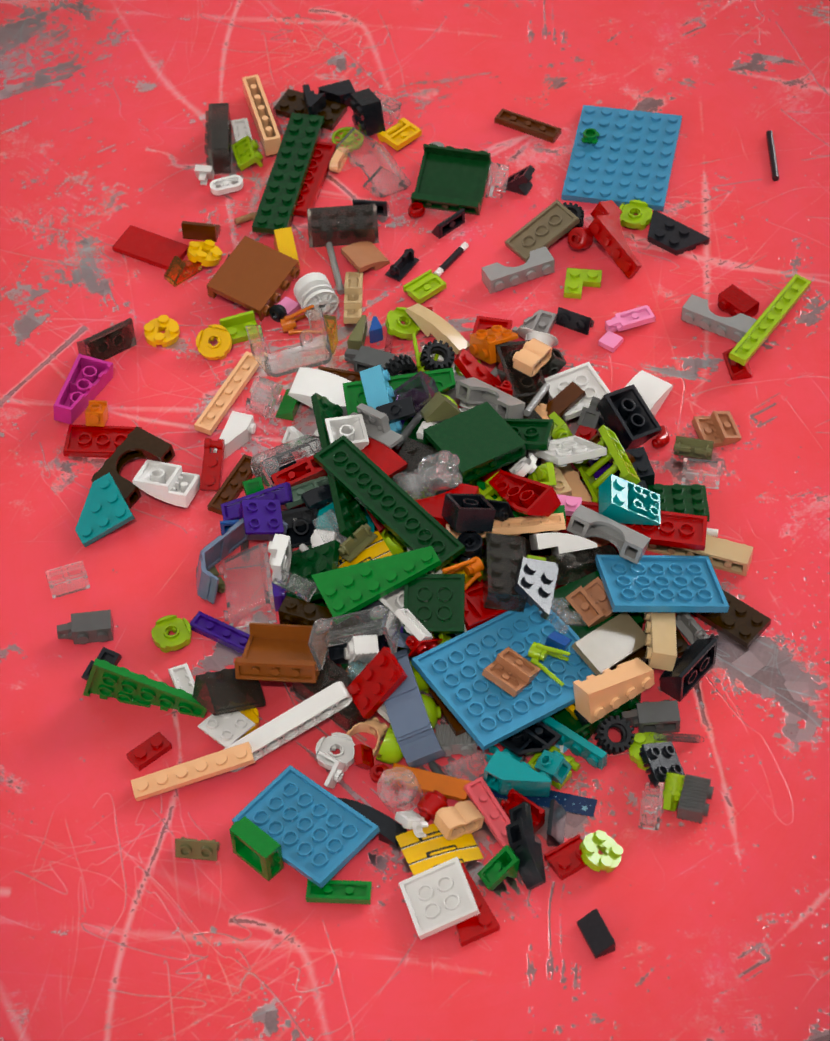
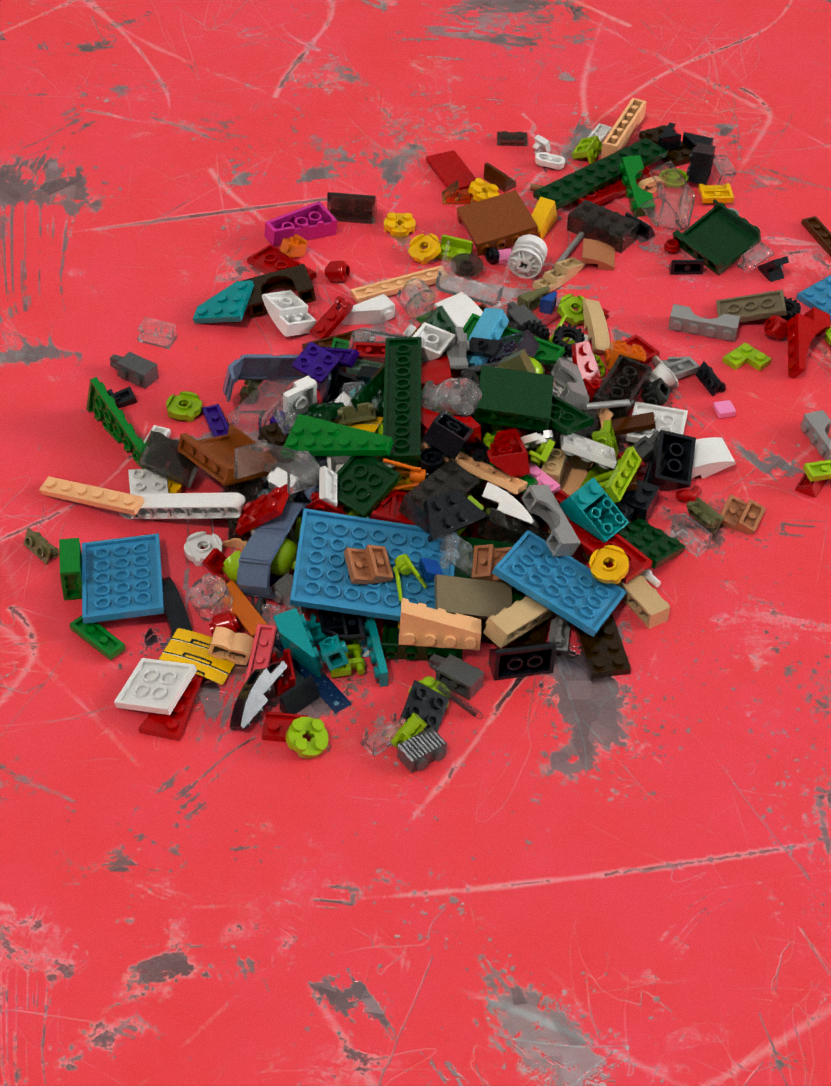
camera: 35 degrees right, 5 degrees down
(149, 751) = (84, 468): red plate -> none
(162, 414) = (337, 271): none -> red head
(167, 181) = (511, 138): none -> clear smoke plate
(218, 137) = (573, 127): clear smoke brick -> none
(273, 335) = (467, 264): none -> clear smoke dish
(288, 323) = (491, 266): orange plant -> none
(331, 326) = (510, 285): clear yellow slope -> none
(336, 772) = (184, 556): white bracket -> none
(348, 180) = (631, 170): none -> green arch
(402, 265) = (614, 275): black hinge -> none
(412, 820) = (198, 624): white plate -> none
(424, 287) = (619, 296): lime plate -> none
(451, 258) = (659, 291): black bar -> none
(499, 867) = (222, 695): green slope -> none
(532, 357) = (636, 376): light nougat brick -> none
(596, 934) = (241, 792): black slope -> none
(622, 726) = (404, 654): black tyre -> none
(630, 319) = (756, 402): bright pink hinge -> none
(690, 533) = (605, 555): none -> yellow plate

